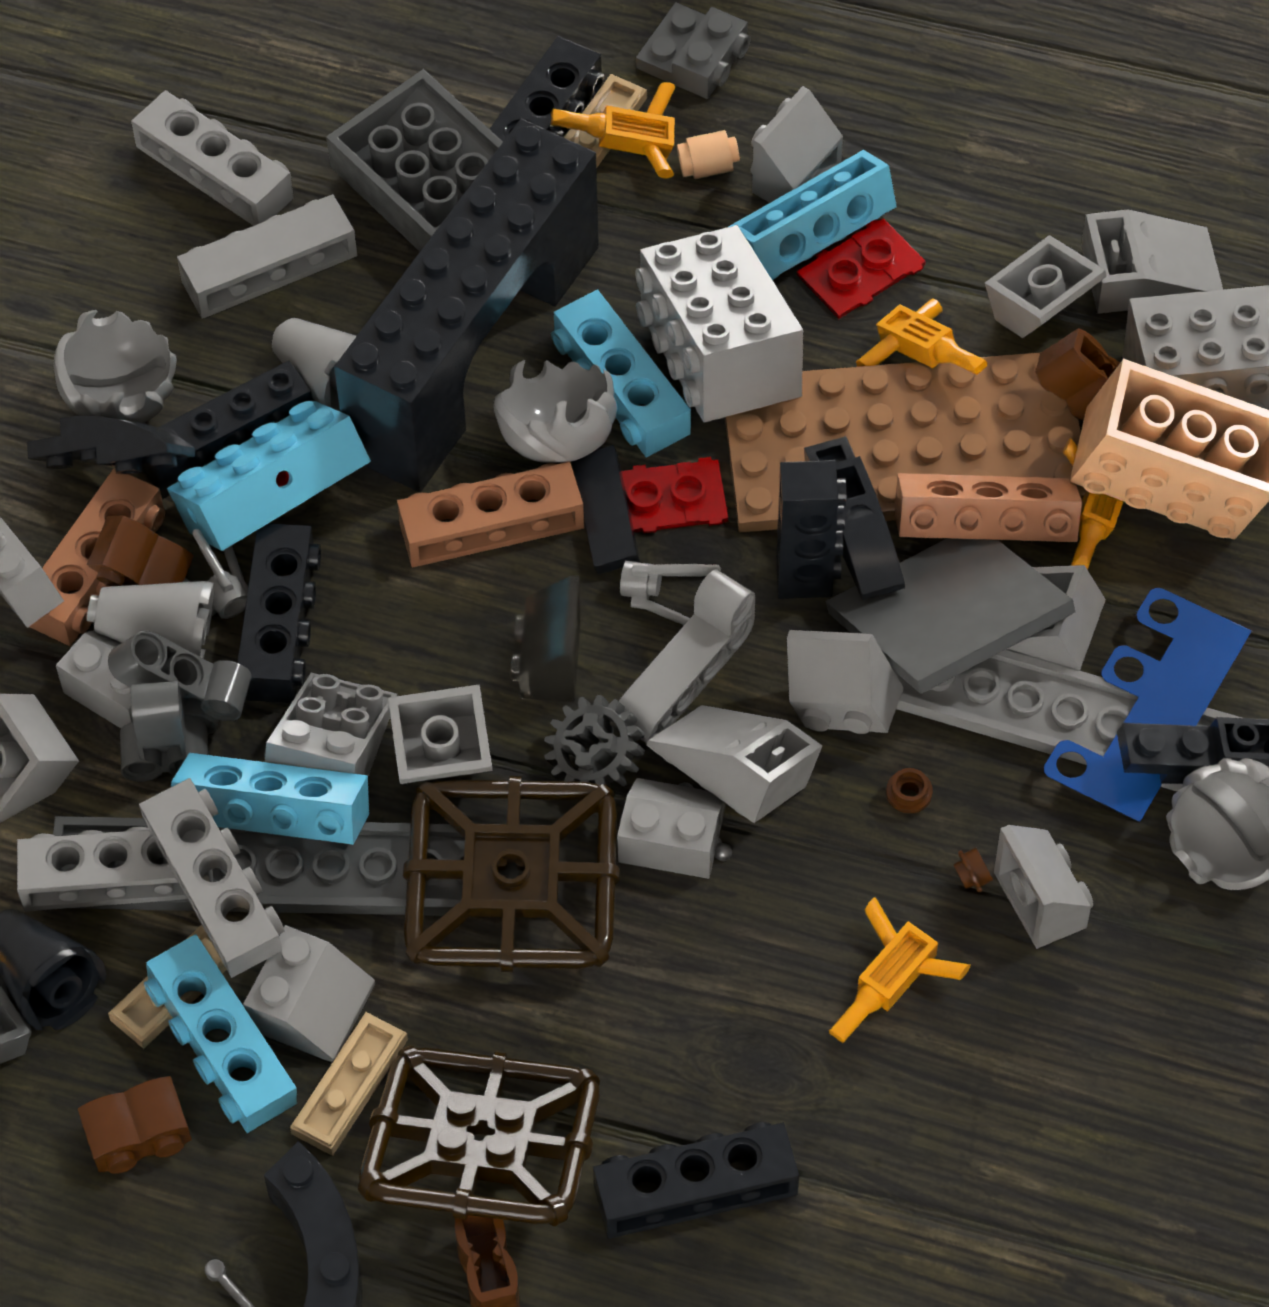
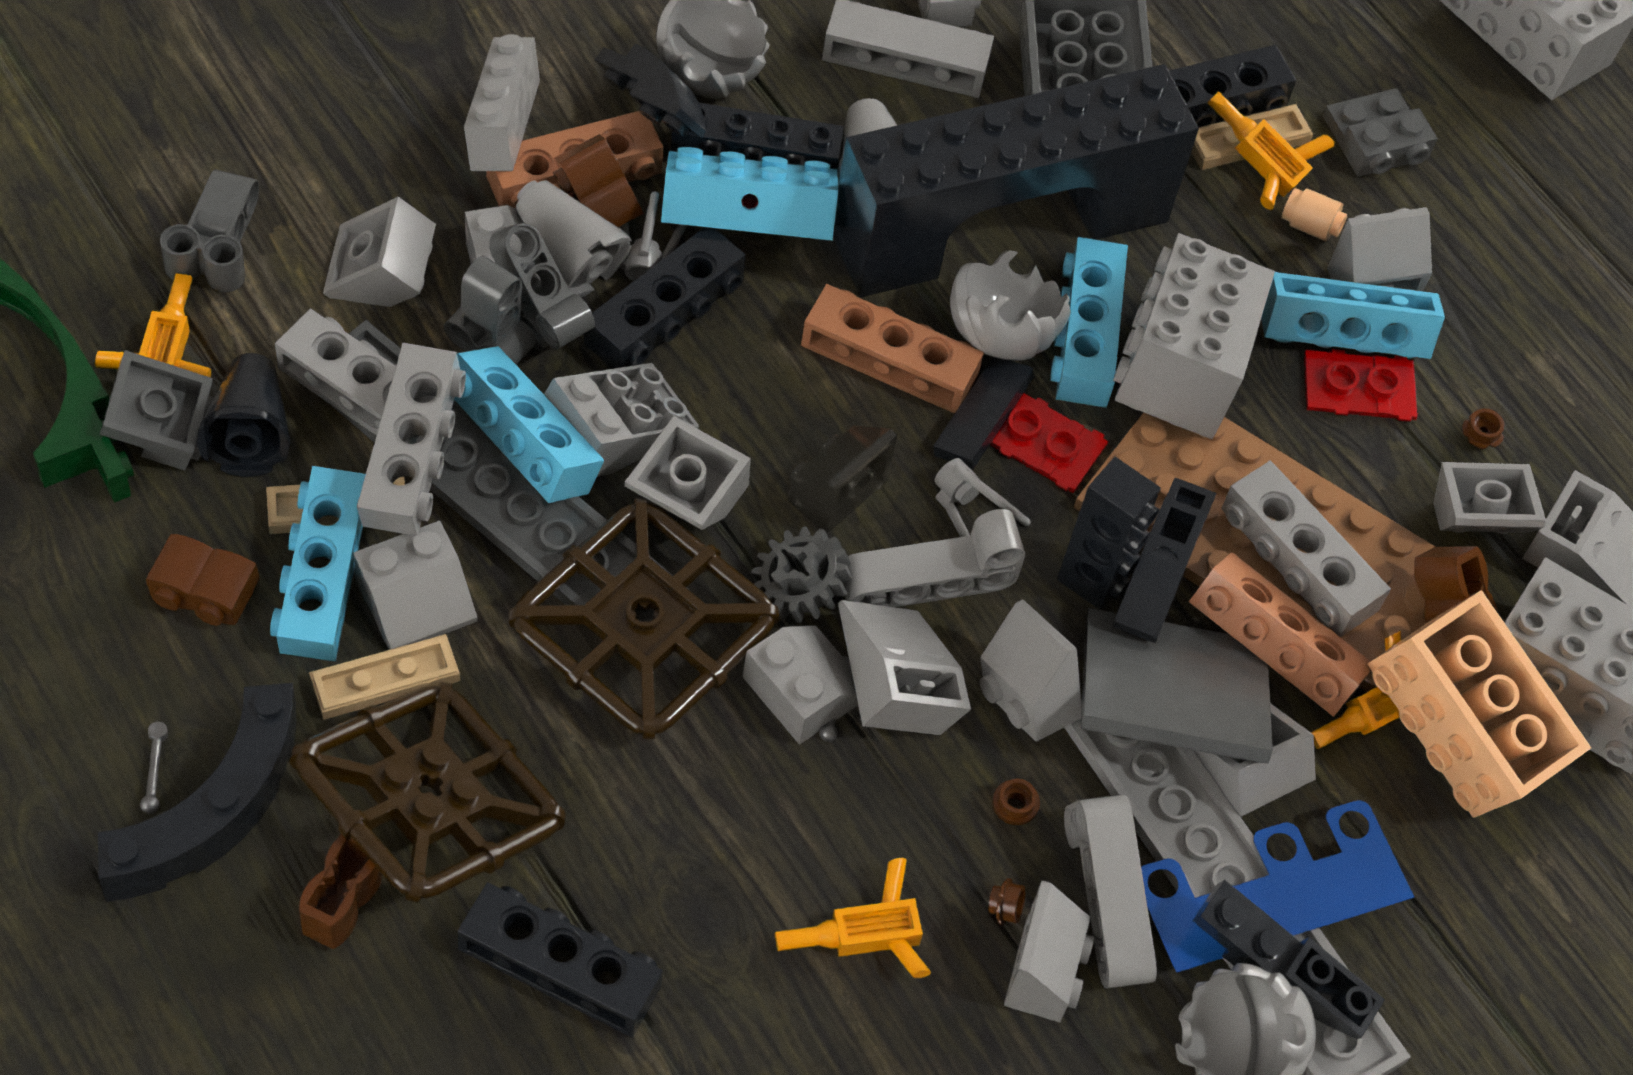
camera: 30 degrees right, 0 degrees up
(920, 339) = (1351, 467): light orange piece -> none
(966, 418) = (1300, 525): none -> light grey brick
(983, 224) = (1484, 420): none -> reddish brown plate
(1041, 794) = (1114, 888): none -> light grey beam

